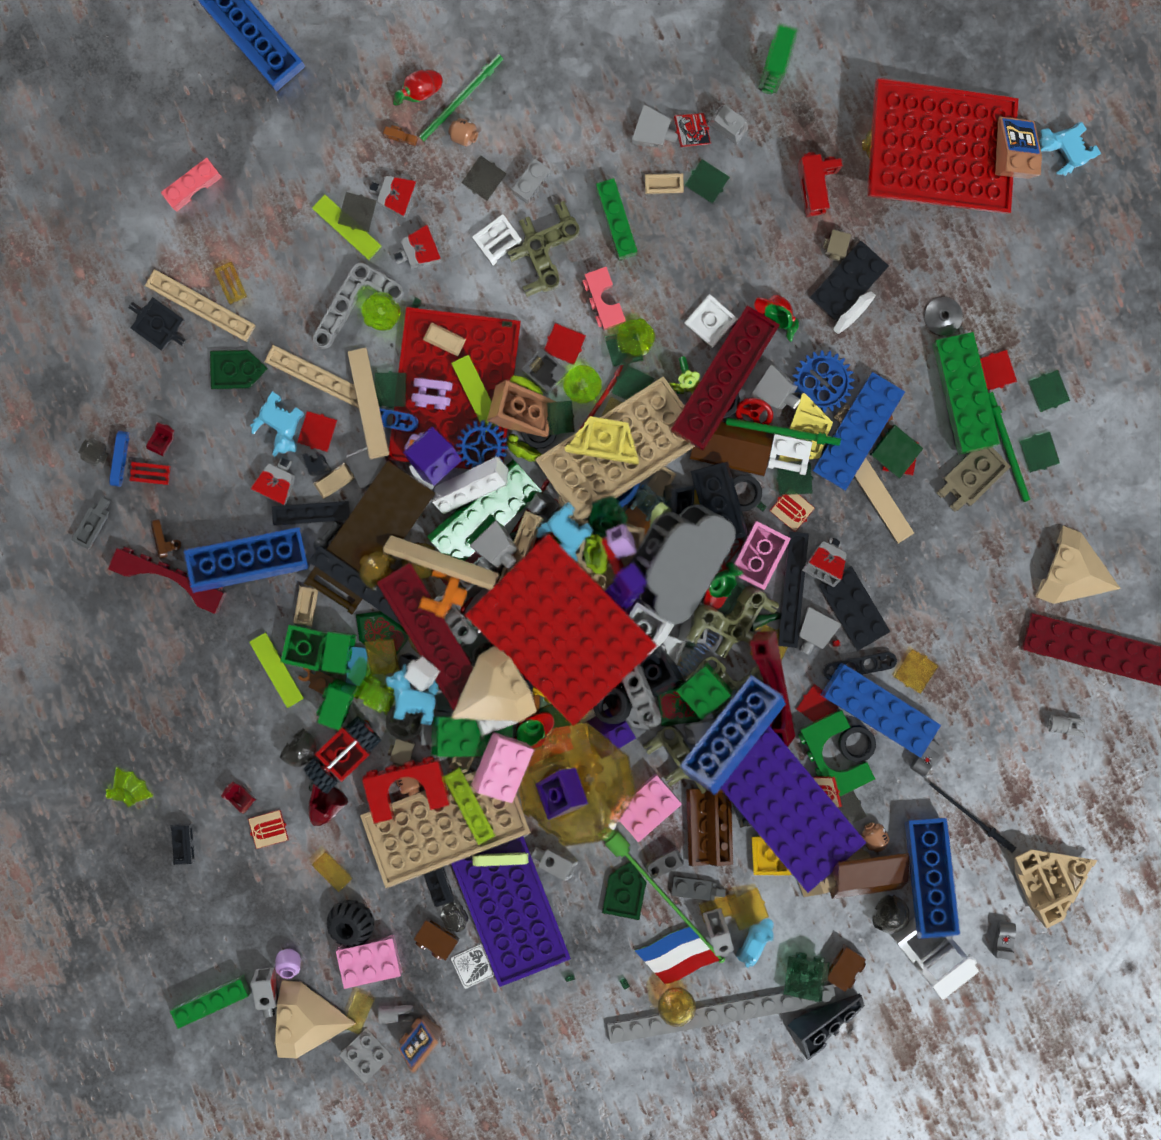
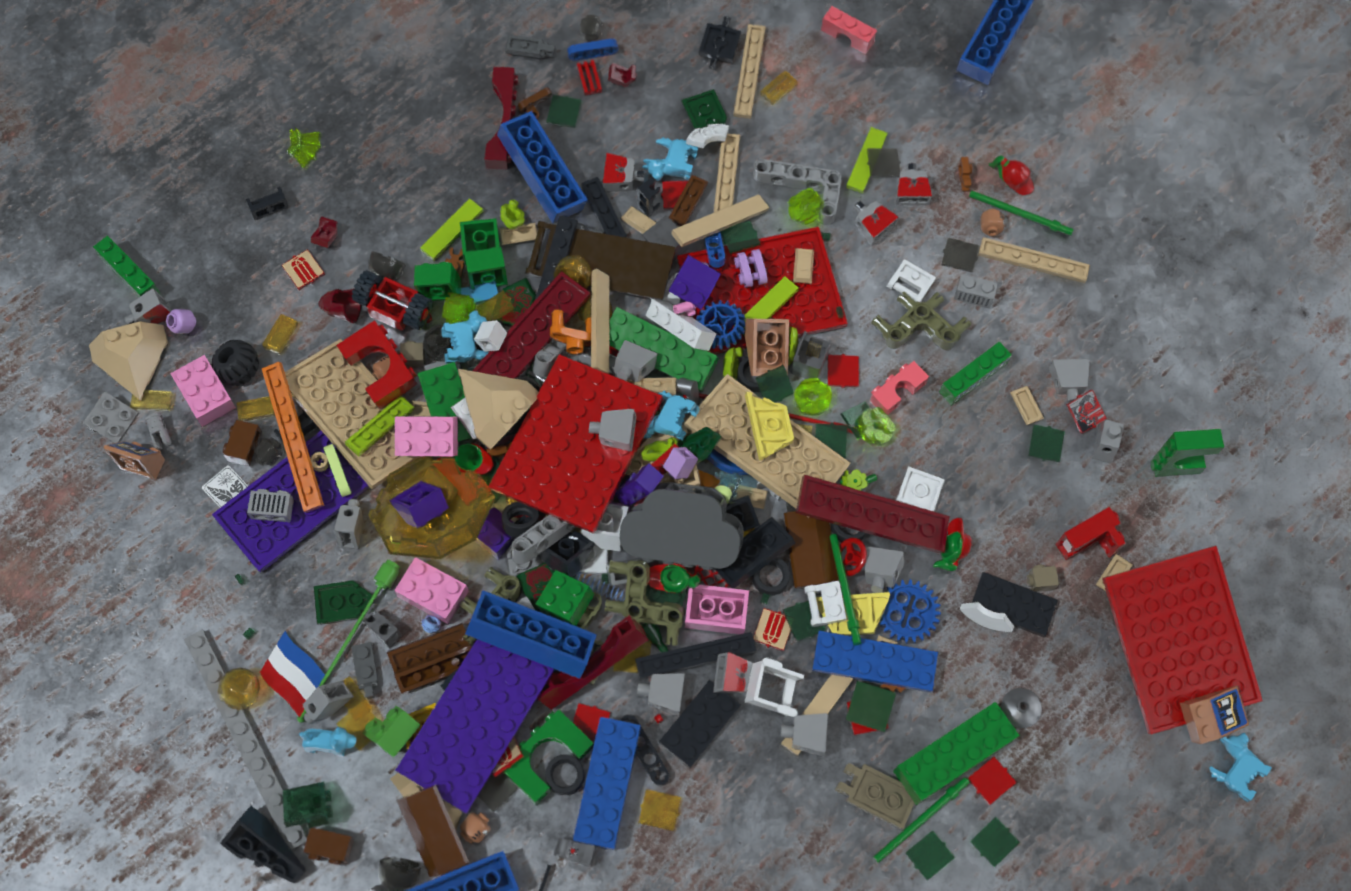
camera: 70 degrees right, 20 degrees down
(179, 512) = (563, 111): none -> clear green piece
(264, 378) = (708, 134): none -> white tile
(285, 606) = (512, 214): none -> lime arm
(330, 425) = (688, 200): none -> reddish brown tile
(403, 915) = (255, 409): none -> clear yellow tile
(453, 891) = (292, 437): none -> orange plate
(458, 473) = (687, 307): none -> bright pink arm
(486, 878) = (315, 457): none -> tan bush
(514, 931) = (270, 505): none -> light grey brick
(516, 108) = (1034, 260): none -> tan tile
(569, 590) = (616, 428): none -> light grey torso
(677, 818) = (430, 624): none -> light blue plate
(771, 885) = (392, 732): none -> bright green brick
(842, 547) = (774, 668): none -> white piece
(855, 176) = (1116, 566): none -> tan tile
(901, 517) = (808, 733): none -> light grey torso

